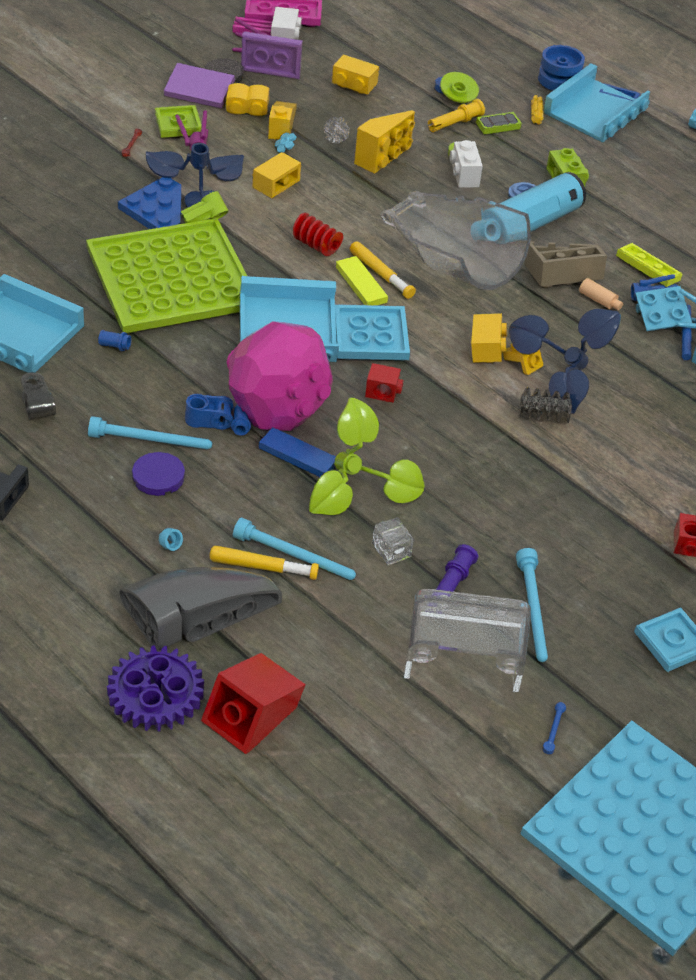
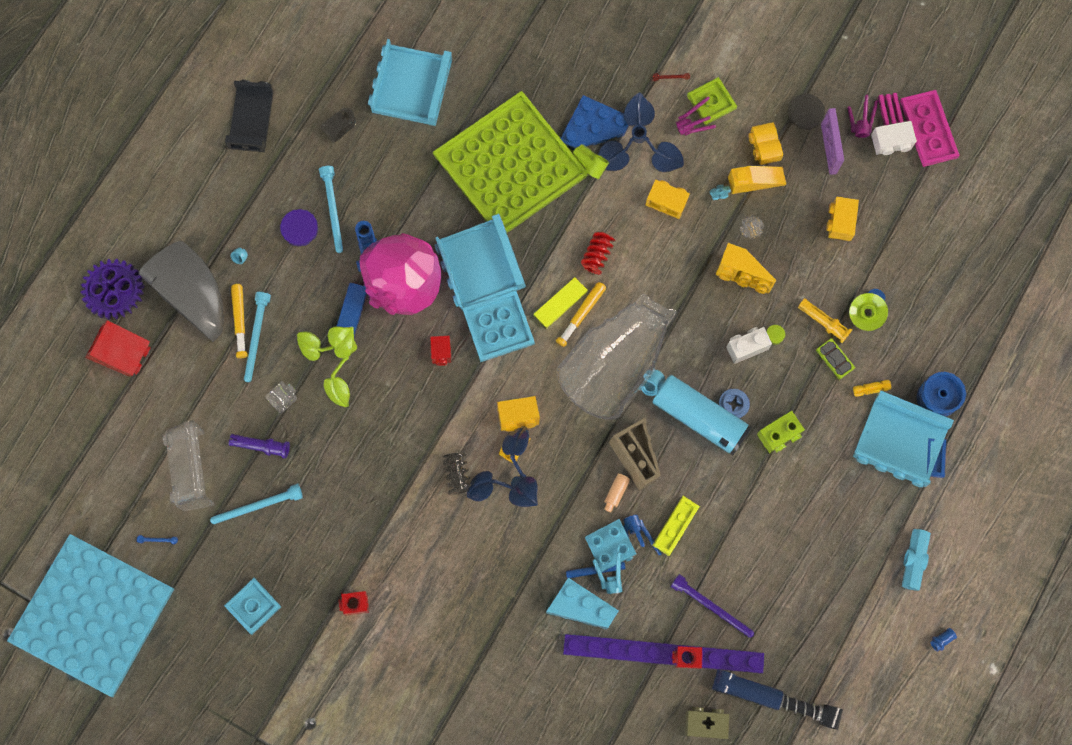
camera: 75 degrees right, 30 degrees up
(120, 341) = (420, 152): blue pin -> none
(198, 85) = (771, 98): medium lavender tile -> none

